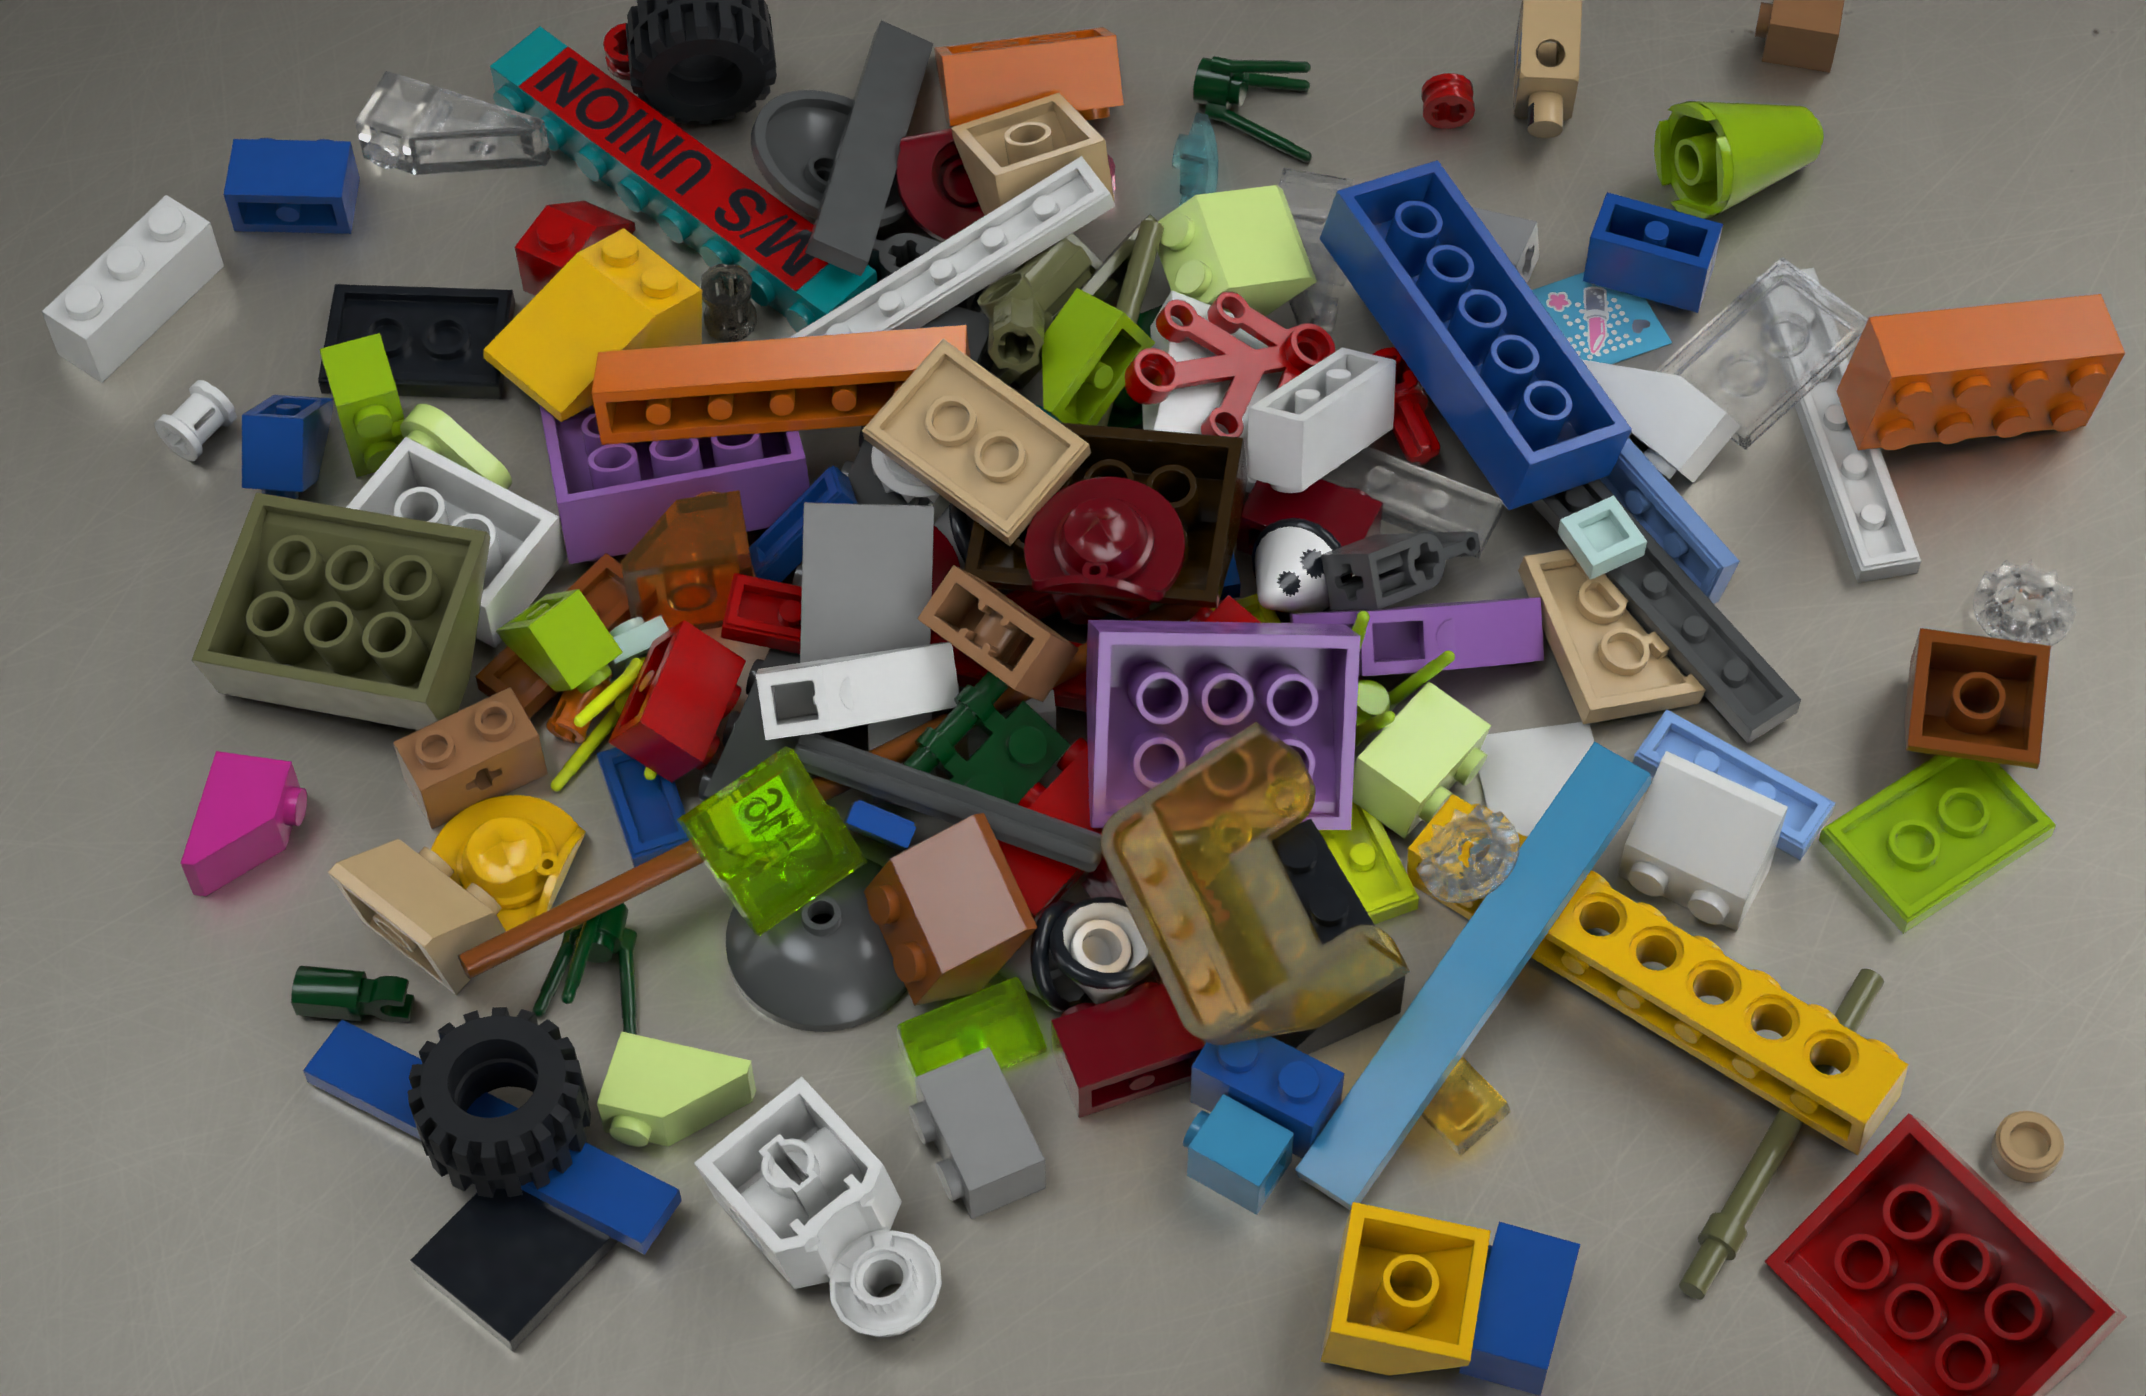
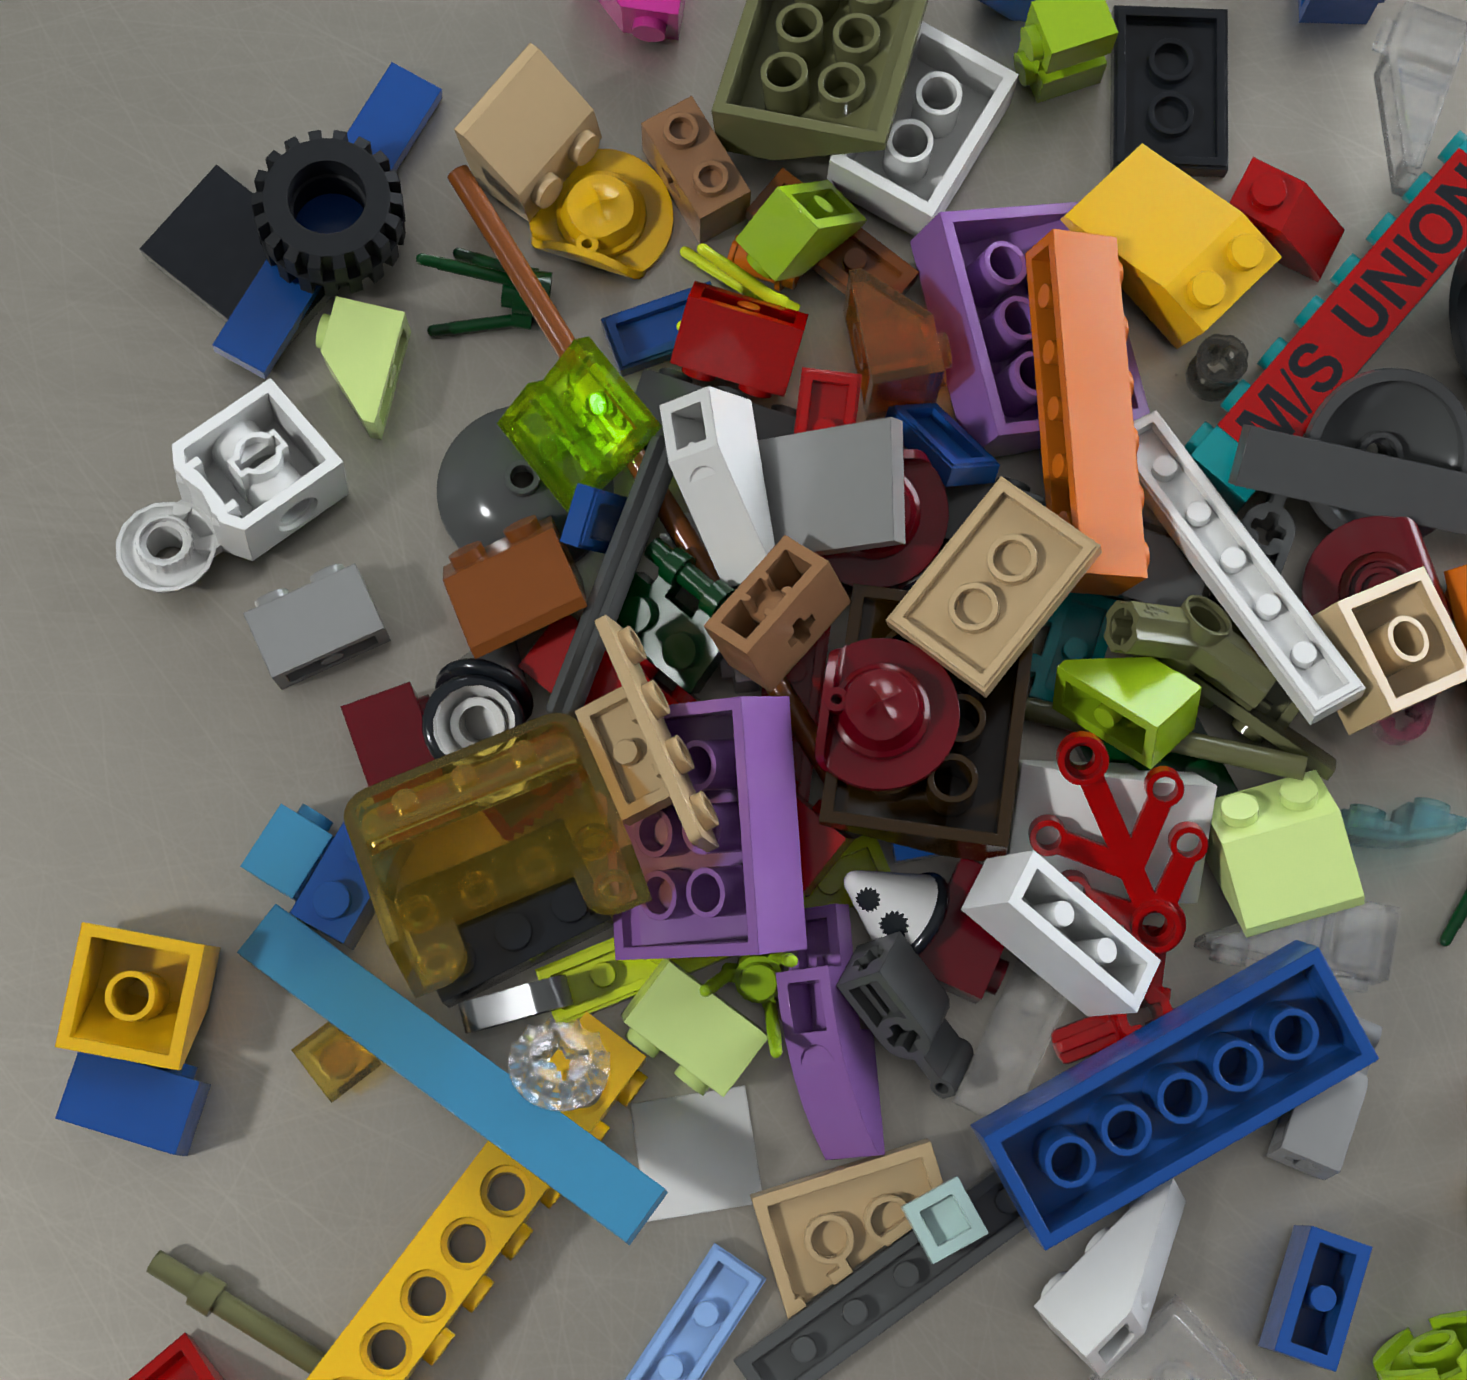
camera: 85 degrees right, 20 degrees up
(350, 995) = (465, 83): dark green bar -> none
(444, 436) = (1005, 148): yellowish green plate -> none
(635, 640) = (820, 303): light aqua plate -> none
(989, 1018) = (414, 618): clear neon green slope -> none
(1137, 749) = (634, 746): none -> tan bracket
(1399, 915) = (515, 1003): none -> beam
(1602, 321) = (1243, 1234): medium azure sticker -> none
(1671, 521) = (988, 1287): medium blue tile -> none
(1702, 842) = (590, 1298): white slope -> none

